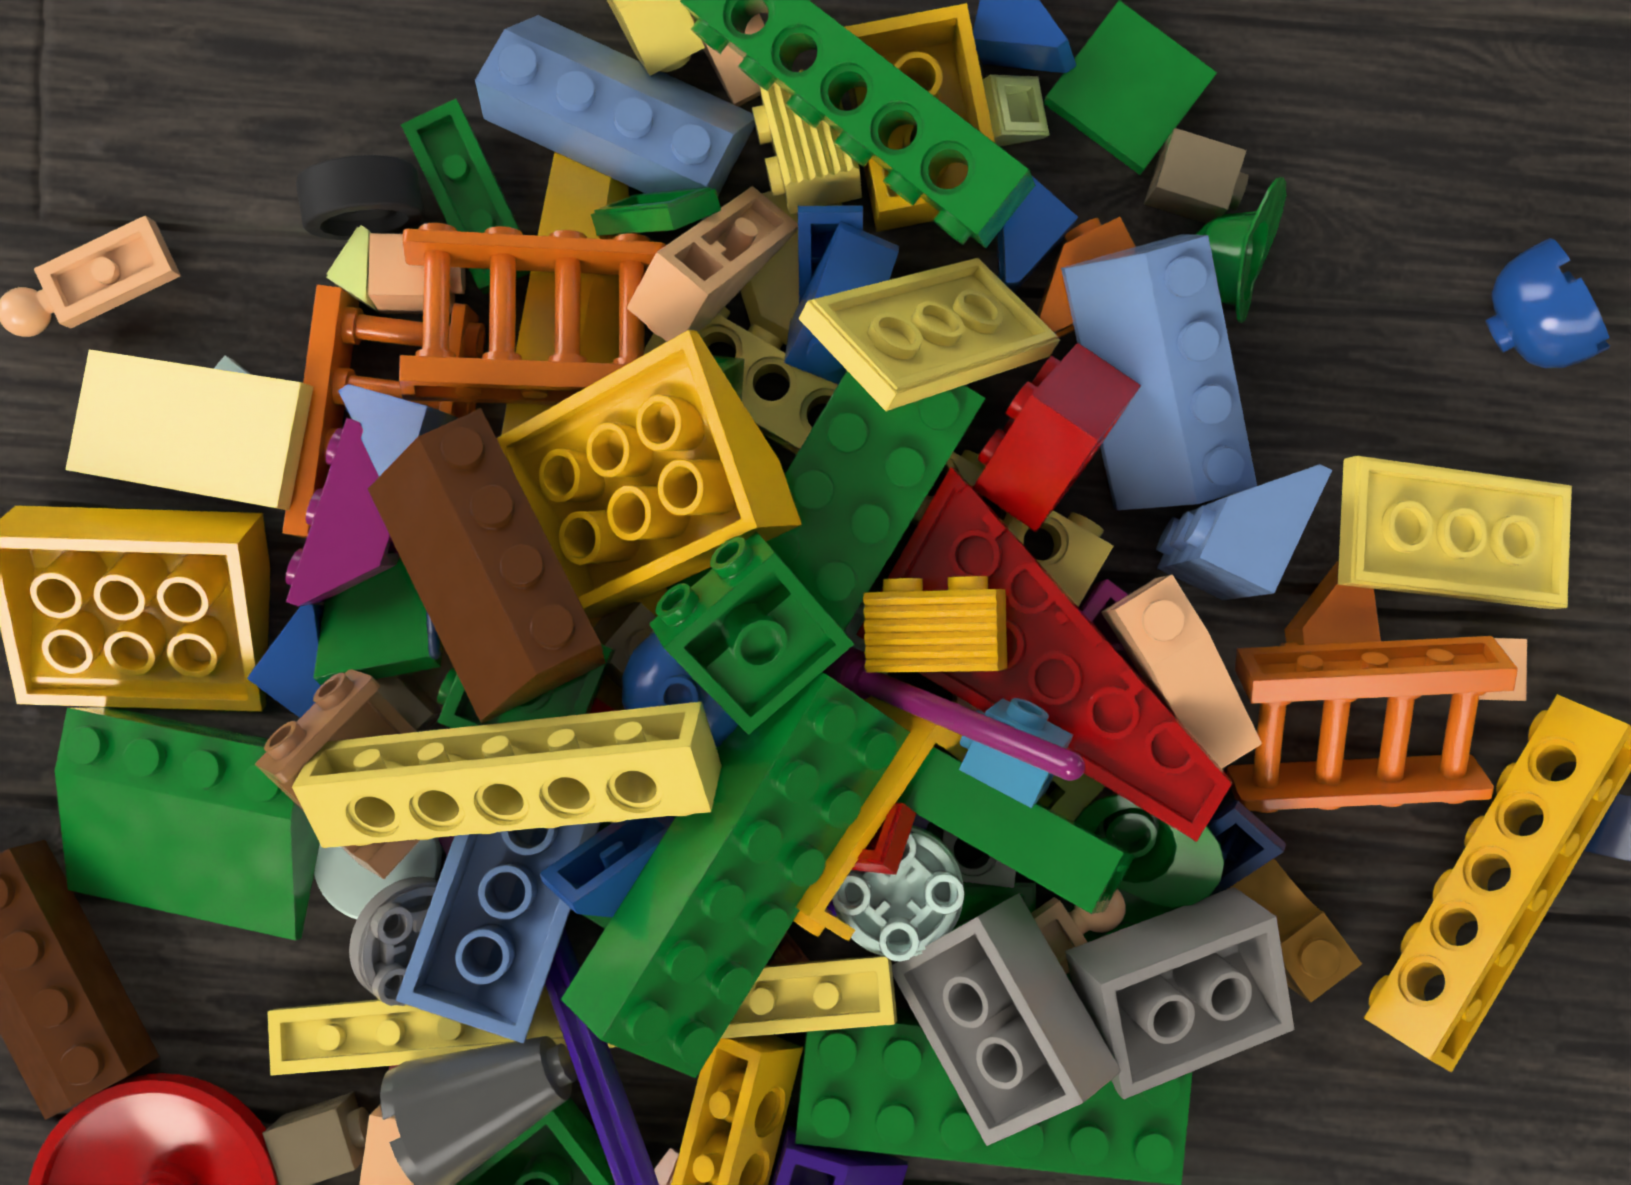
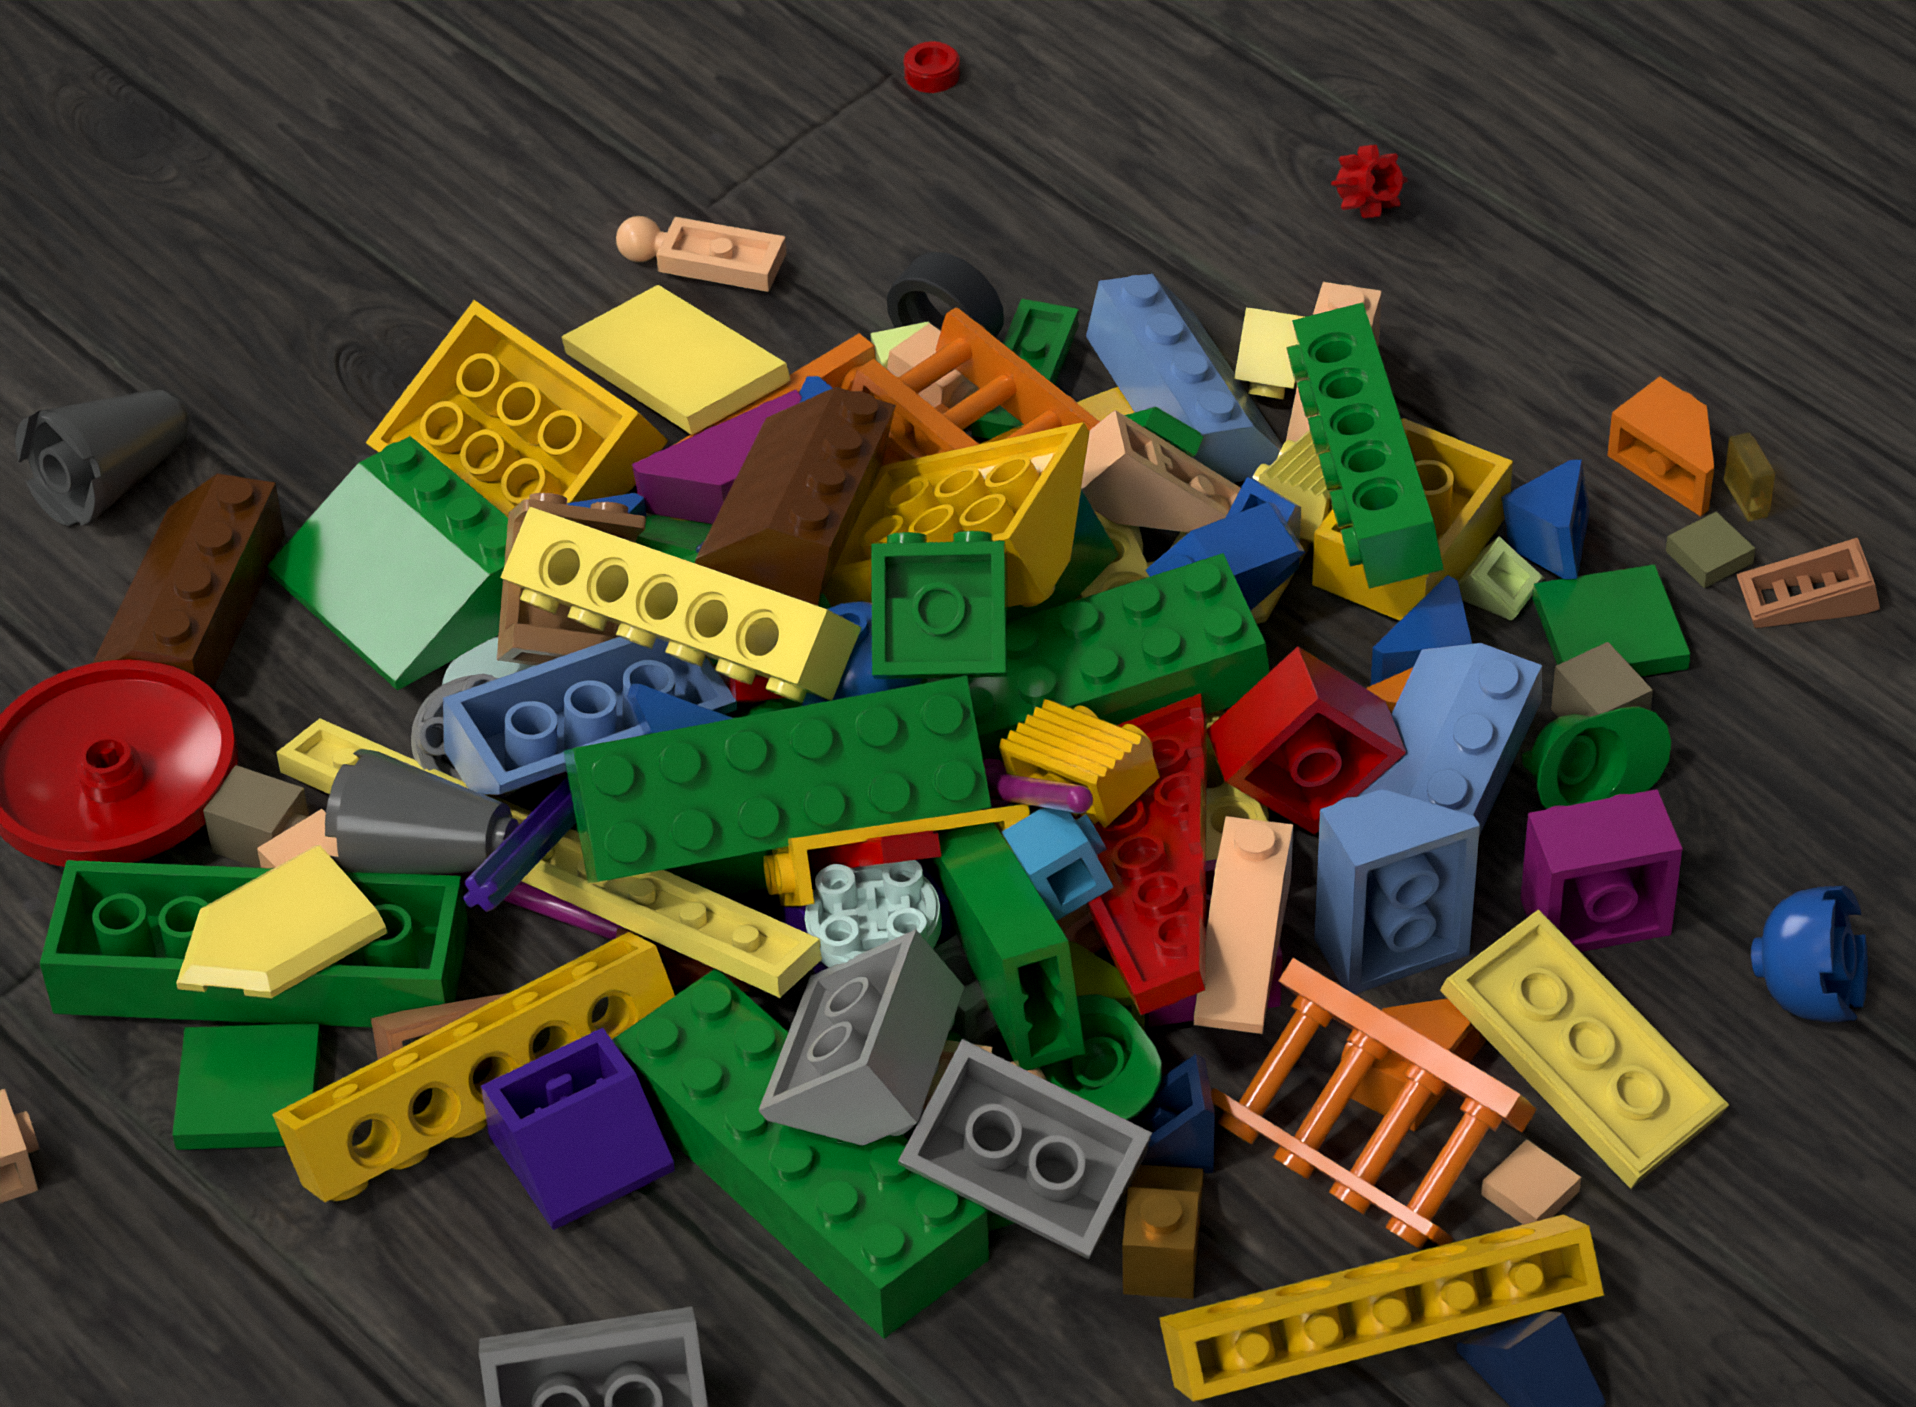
camera: 40 degrees right, 40 degrees down
(928, 331) = (1266, 584): light yellow tile -> none
(1354, 366) = (1603, 869): none -> magenta brick

